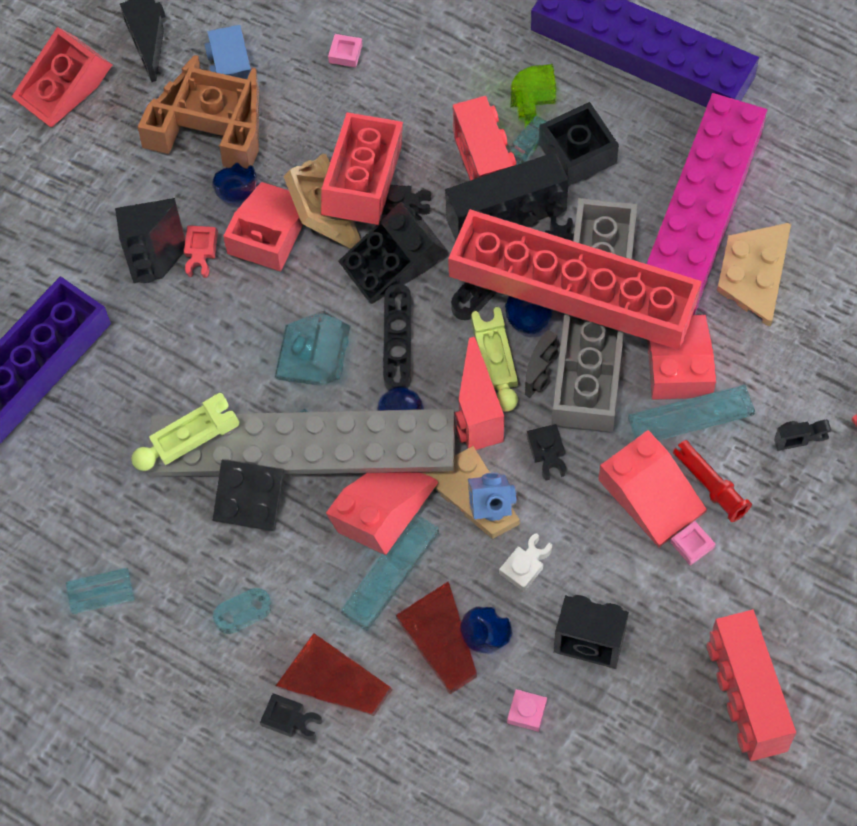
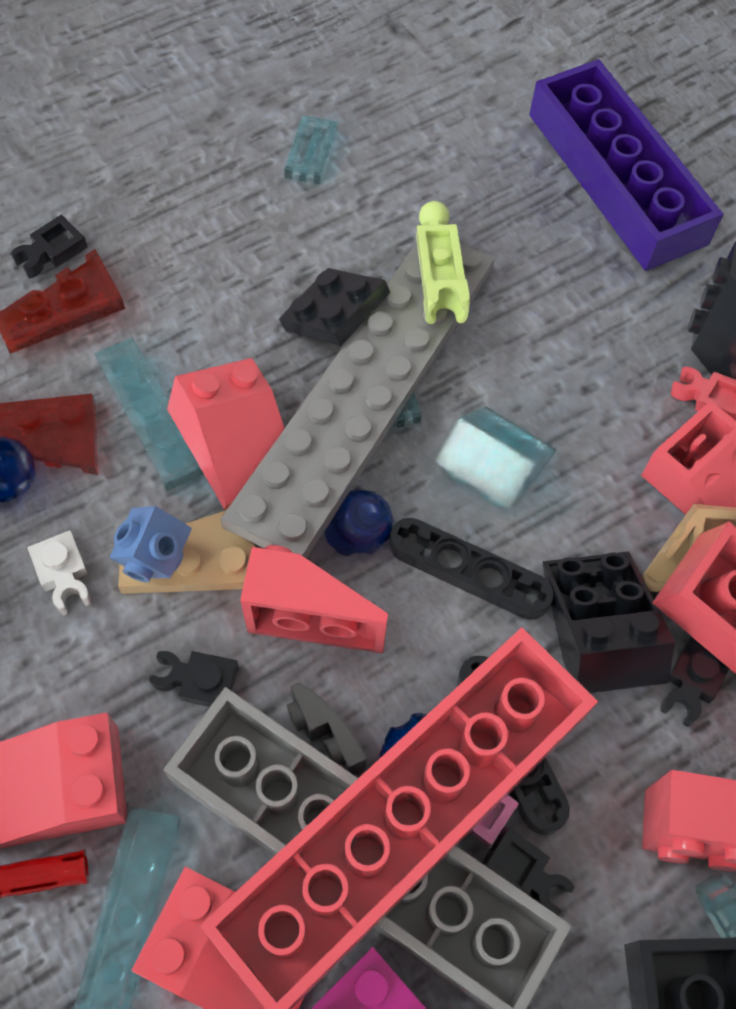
camera: 110 degrees right, 0 degrees up
(245, 617) = (195, 256): clear light blue beam -> none
(497, 357) = (368, 674): yellowish green plate -> none
(513, 194) = (623, 816): black brick -> none

